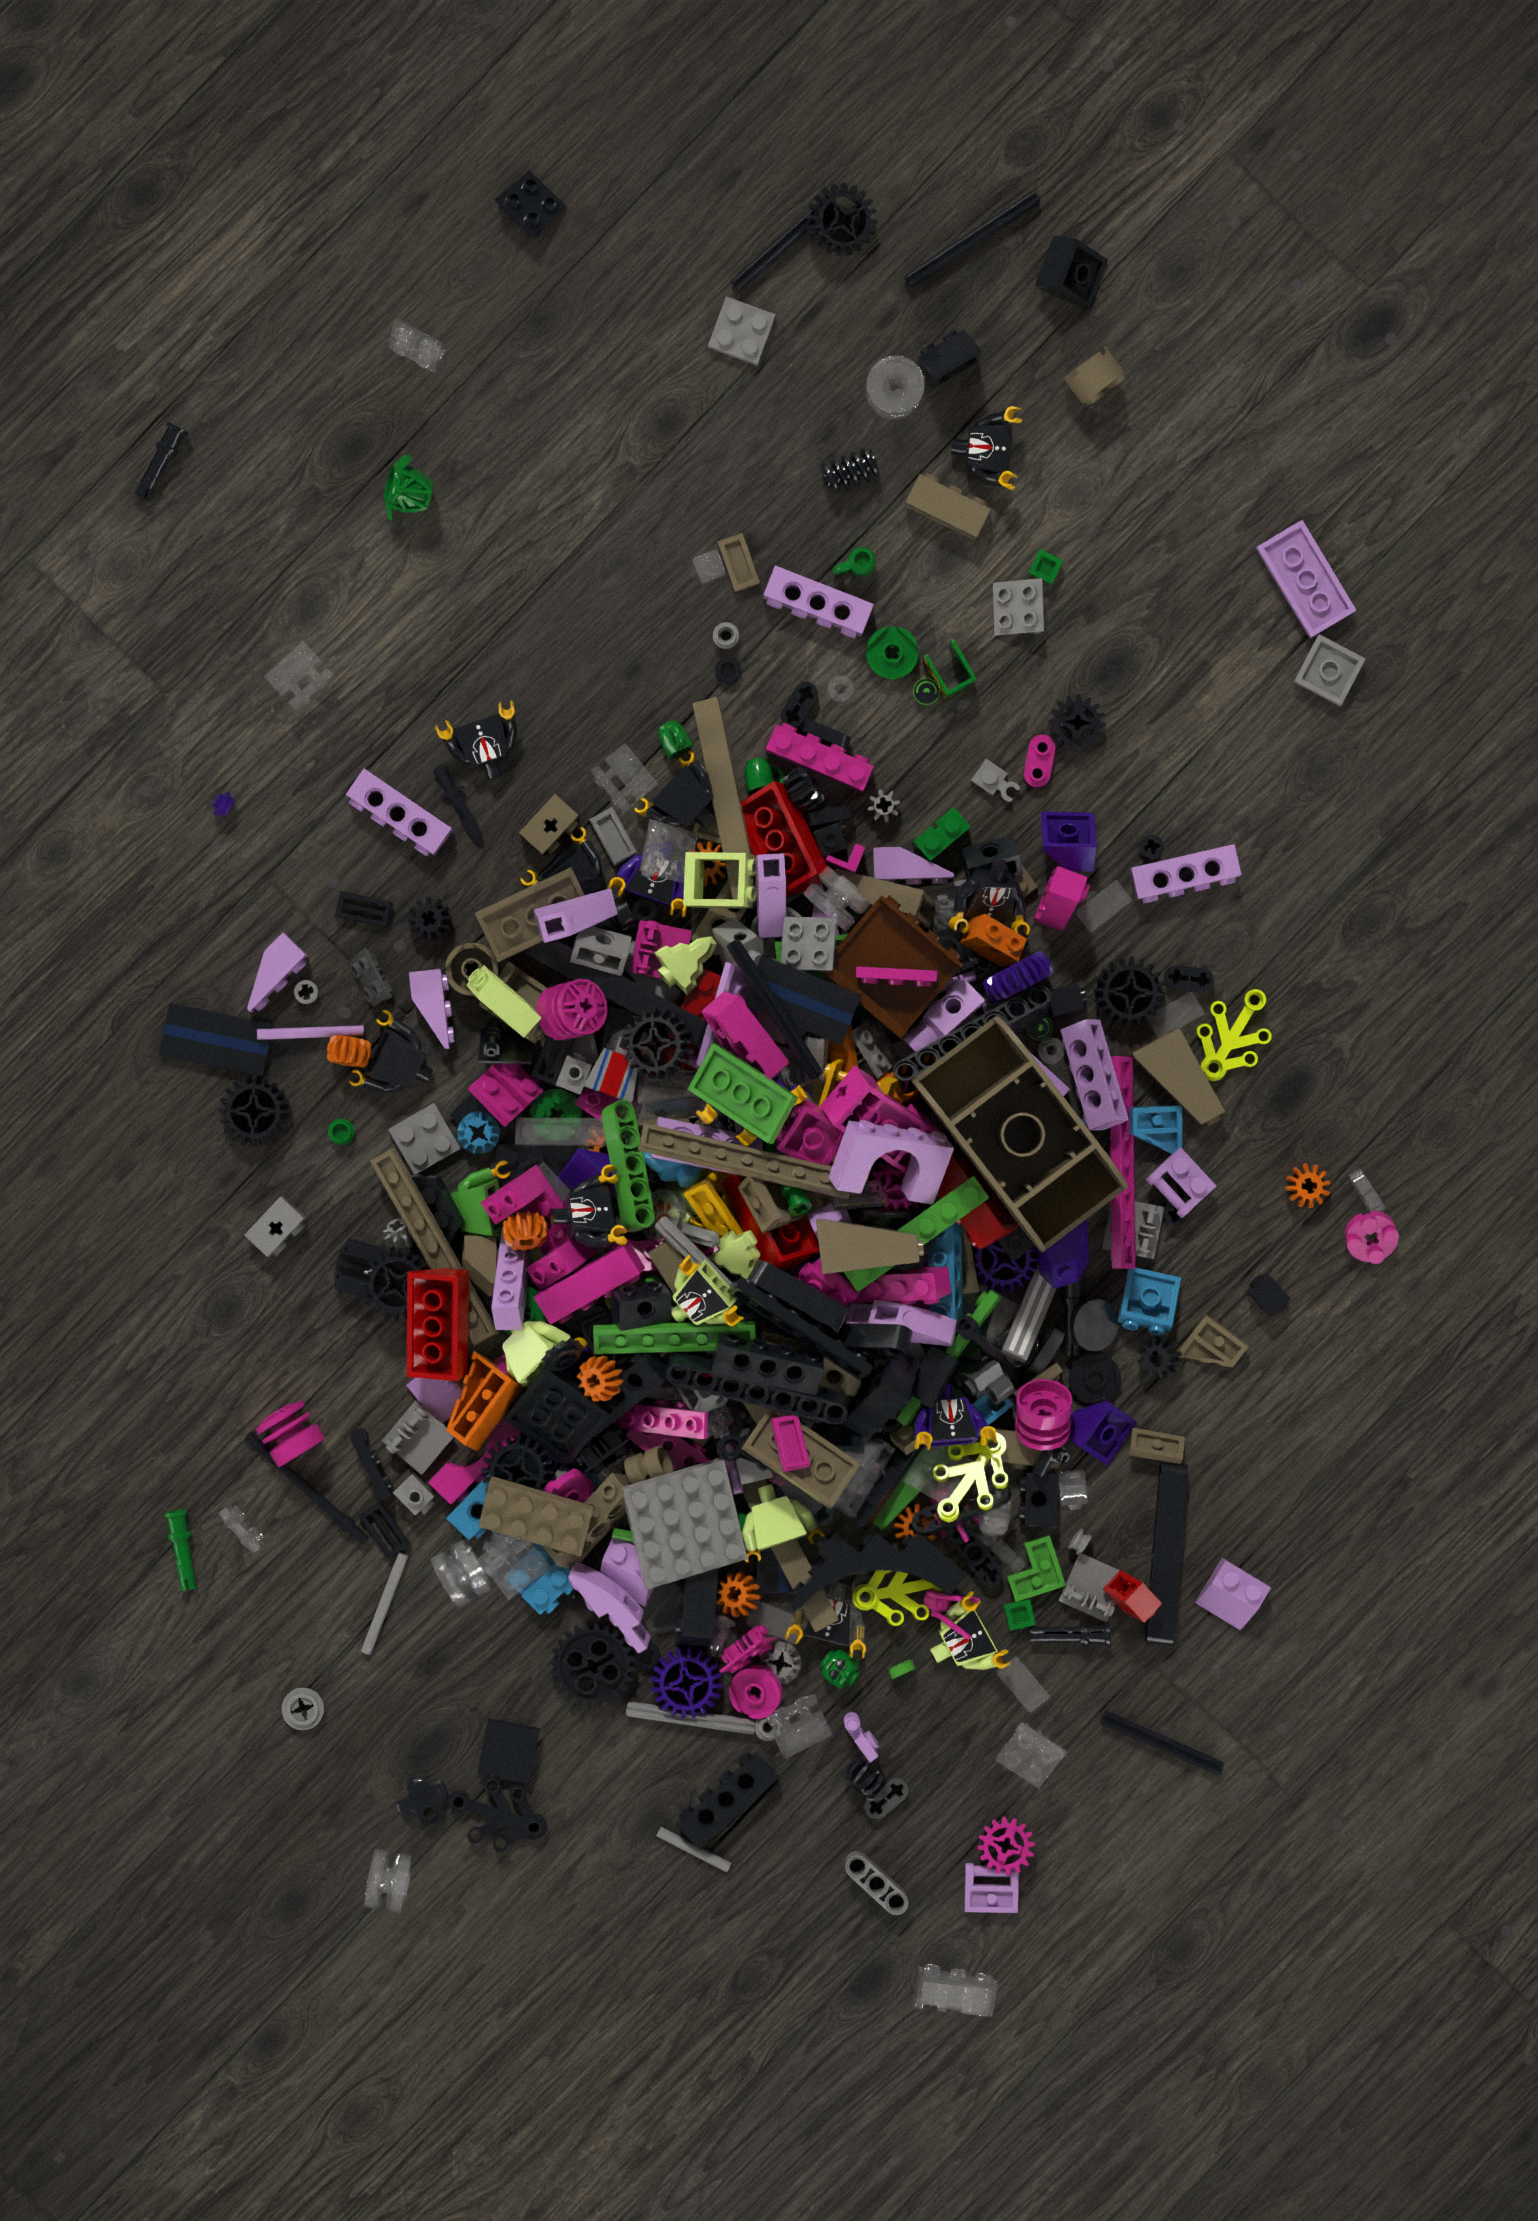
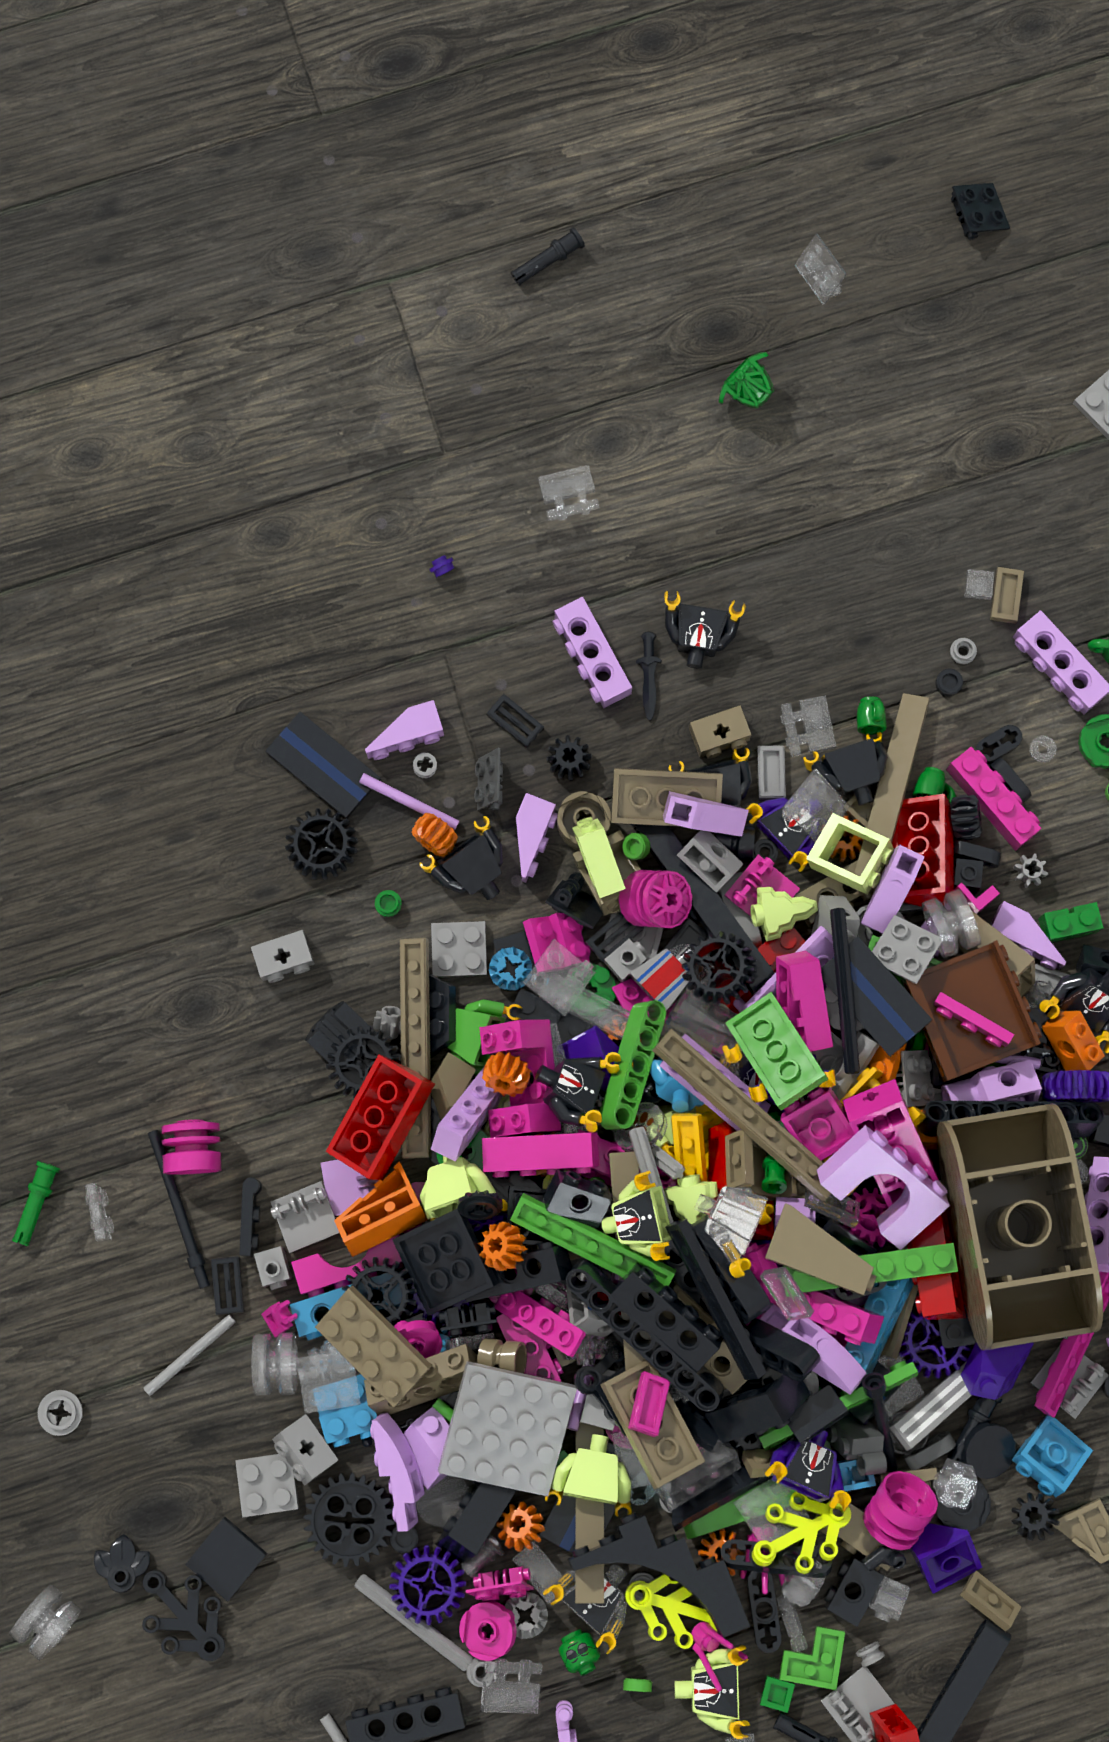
camera: 30 degrees right, 10 degrees down
(443, 1533) = (279, 1317): none -> dark pink plate
(508, 1673) = (266, 1485): none -> light grey plate
(525, 1121) = (559, 977): none -> clear hinge
(530, 969) = (636, 846): none -> bright green tile
(538, 1629) = (304, 1435): none -> light grey brick
(781, 1257) = (734, 1222): none -> clear torso
(856, 1292) = (786, 1293): none -> clear tile
(1079, 1368) = (955, 1484): none -> clear brick

